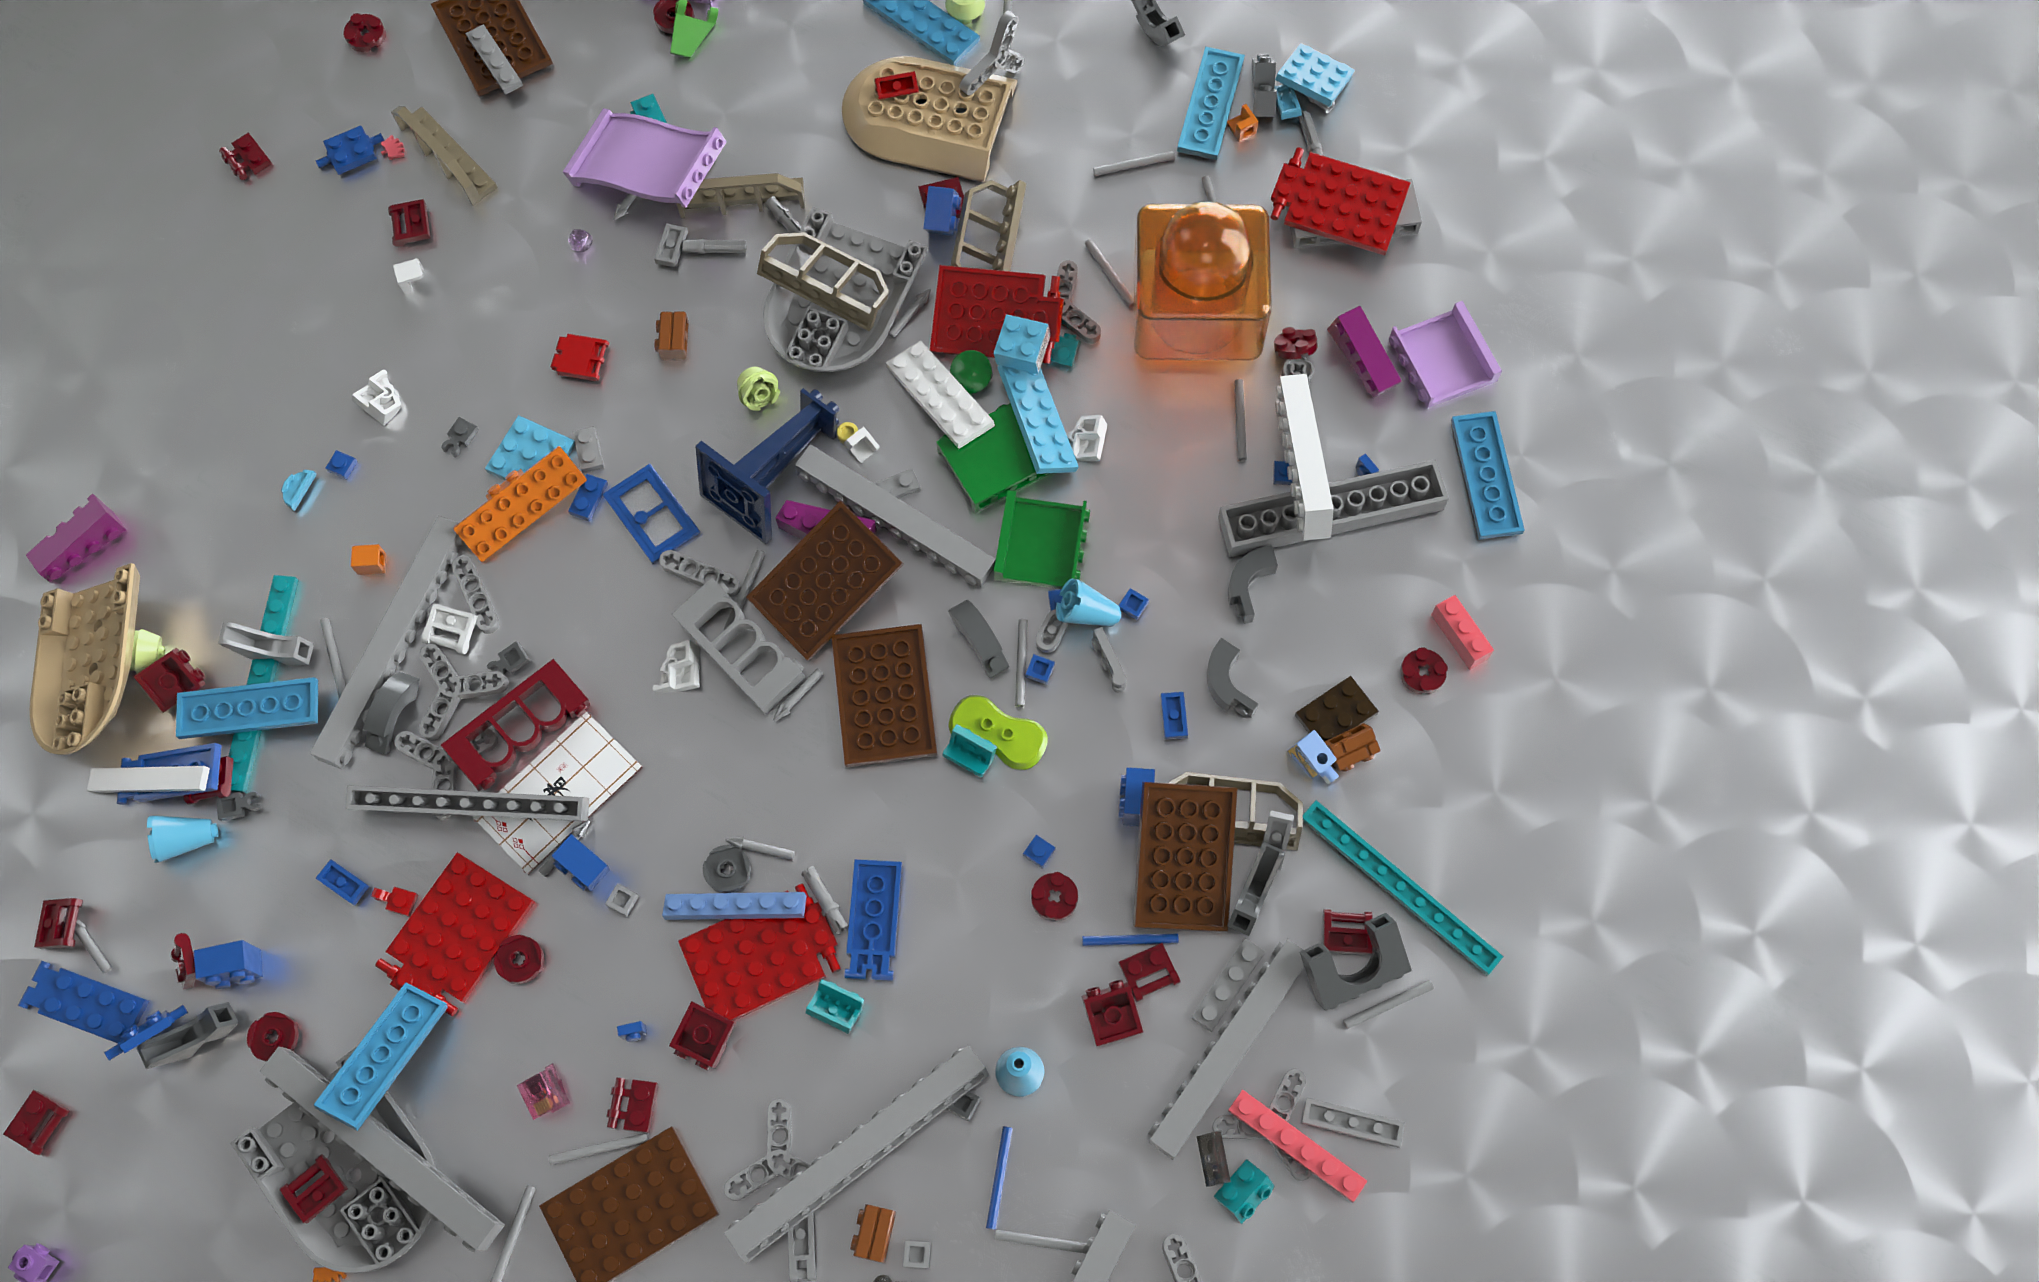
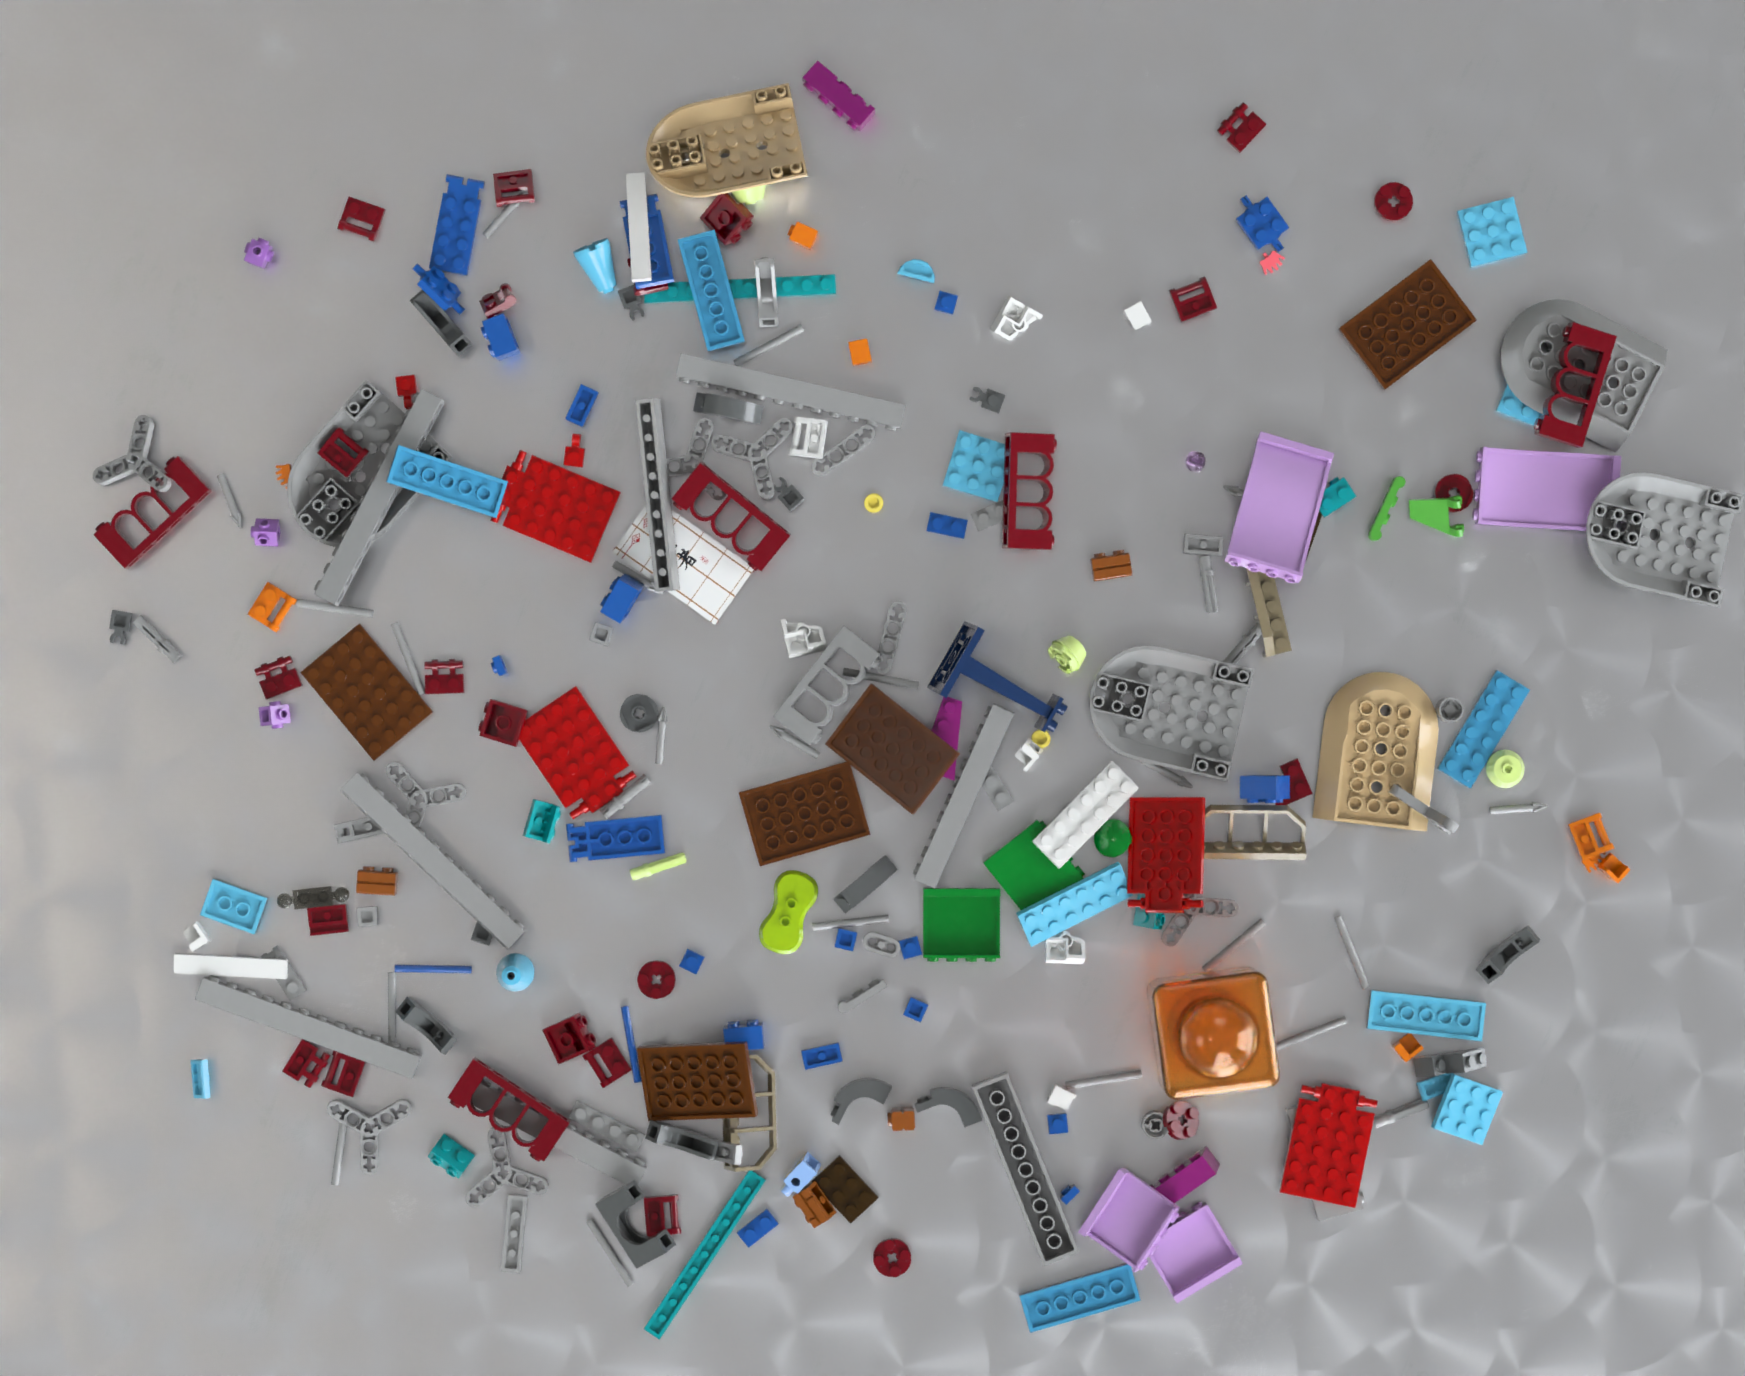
camera: 75 degrees right, 20 degrees up
(219, 602) = (802, 235): none -> orange brick
(259, 1030) = (444, 377): dark red plate -> none
(261, 1097) = (406, 387): none -> red plate
(449, 154) = (1270, 315): dark tan plate -> none
(494, 59) = (1374, 337): light grey plate -> none
(507, 954) = (544, 552): dark red plate -> none
(519, 503) = (929, 469): orange bracket -> none
(523, 385) = (1031, 444): none -> dark red fence
(543, 571) = (873, 503): none -> light yellow tile
(543, 1093) = (442, 608): clear pink piece -> none
(579, 357) = (1078, 487): red plate -> none
(651, 513) = (940, 583): blue door -> none
(674, 75) = (1389, 501): none -> bright green plate
(734, 905) = (608, 726): medium blue plate -> none
(817, 292) = (1163, 692): dark tan plate -> none
(893, 40) = (1449, 709): none -> light grey wheel
(896, 85) = (1391, 724): red slope -> none
(918, 885) = (650, 868): none -> yellowish green axle
(969, 751) = (764, 893): teal bracket -> none
(1022, 344) = (1133, 883): medium azure brick -> none
(1069, 1193) = (427, 1024): none -> dark grey arch
(1086, 606) = (902, 970): medium azure cone -> none
(1213, 1159) = (470, 1130): clear smoke plate -> none
(1231, 1052) = (470, 1081): none -> dark red fence
(1254, 464) = (1060, 1097): none -> white panel
(1259, 631) = (901, 1118): none -> dark orange brick
(1297, 1146) = (489, 1193): coral plate -> none
(1304, 457) = (1060, 1140): white brick -> none
(1373, 820) = (757, 1228): none -> blue plate
(1403, 403) = (1130, 1219): none -> lavender panel
(1462, 632) = (929, 1287): coral brick -> none

